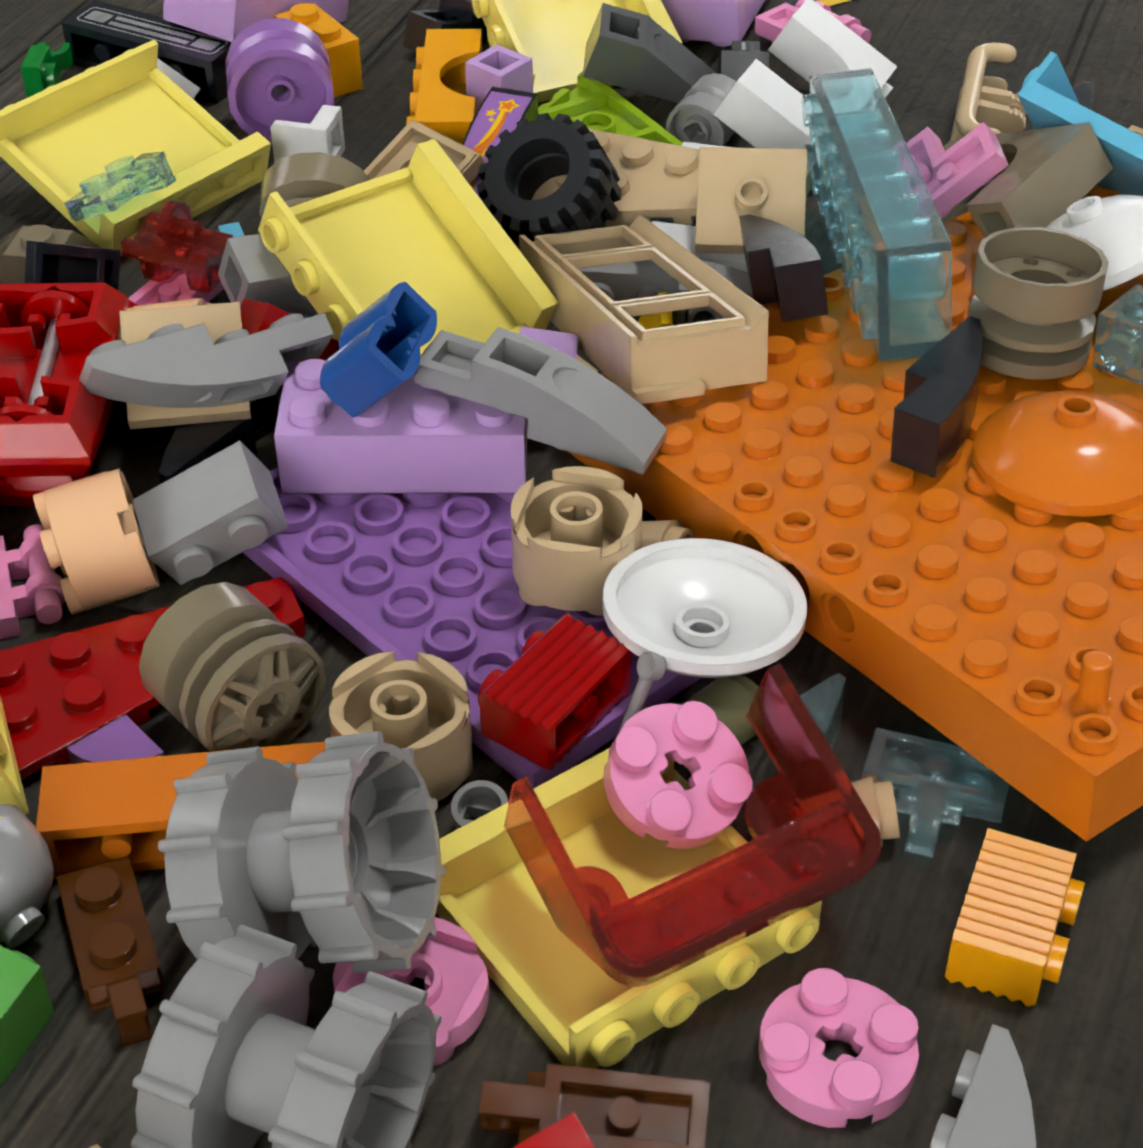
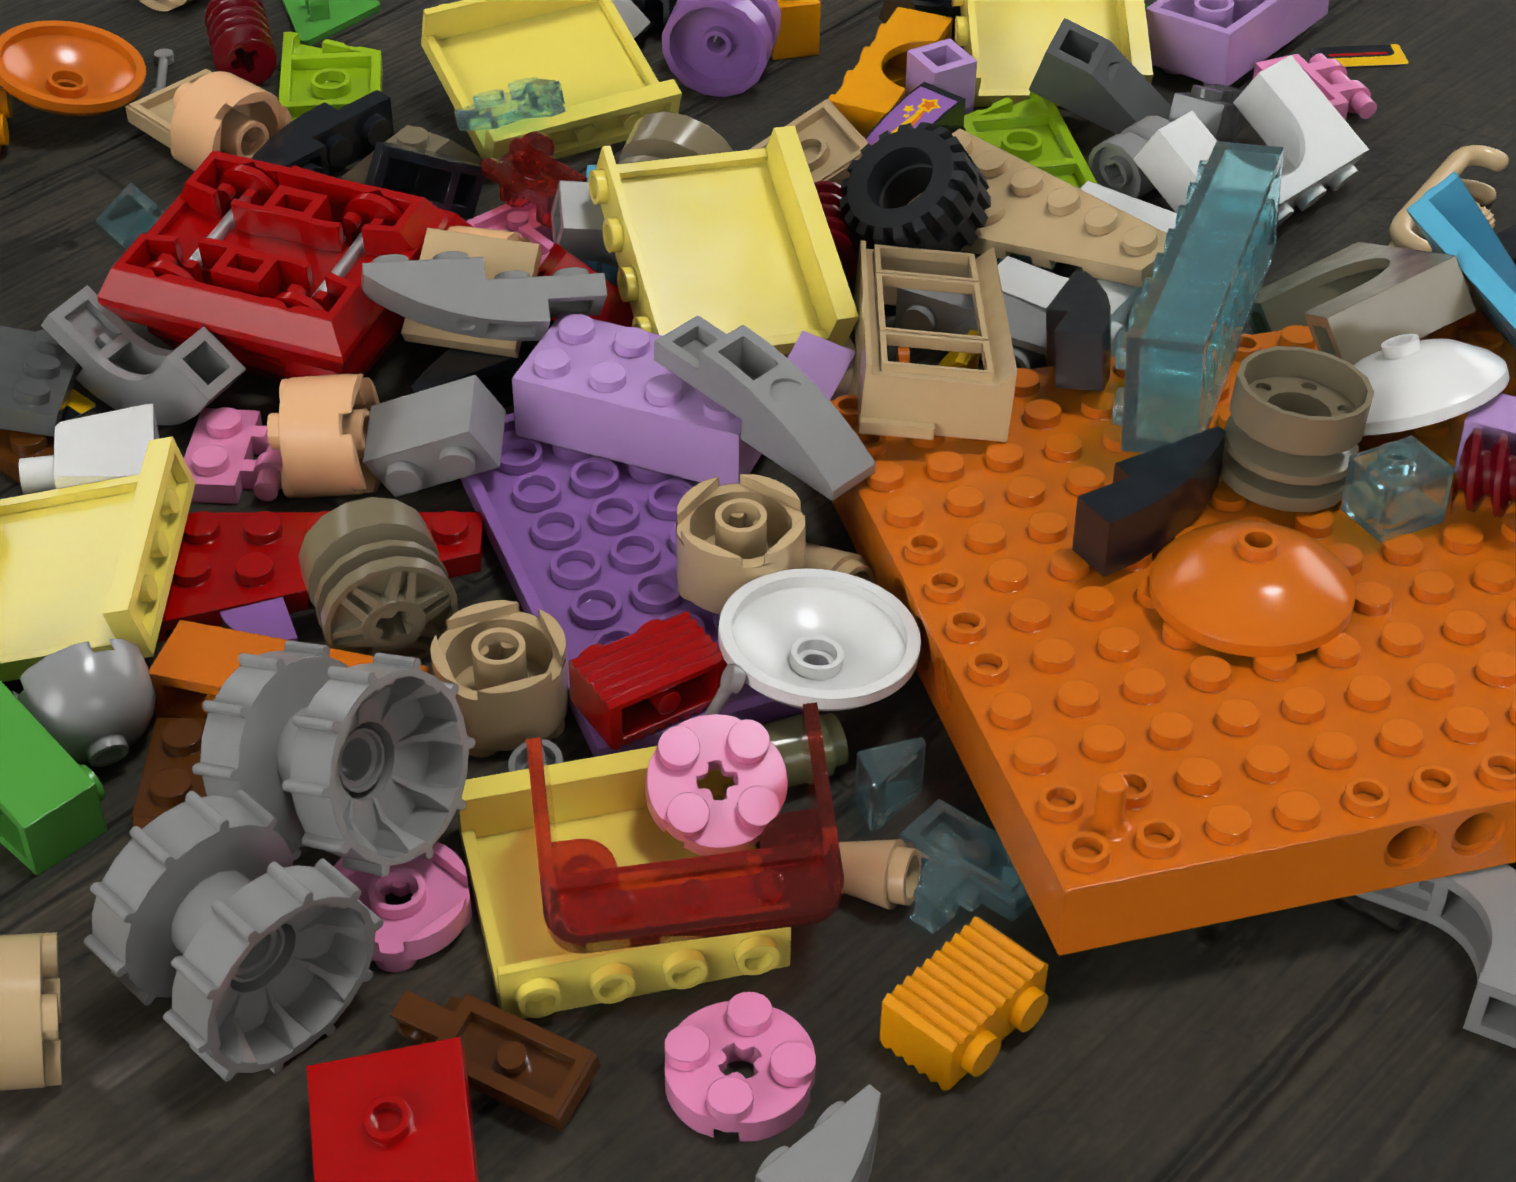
camera: 20 degrees right, 0 degrees up
(322, 135) = (733, 103): white panel -> none
(378, 350) = (628, 319): blue brick -> none
(747, 182) = (1106, 241): tan plate -> none
(958, 170) = (1306, 272): bright pink plate -> none

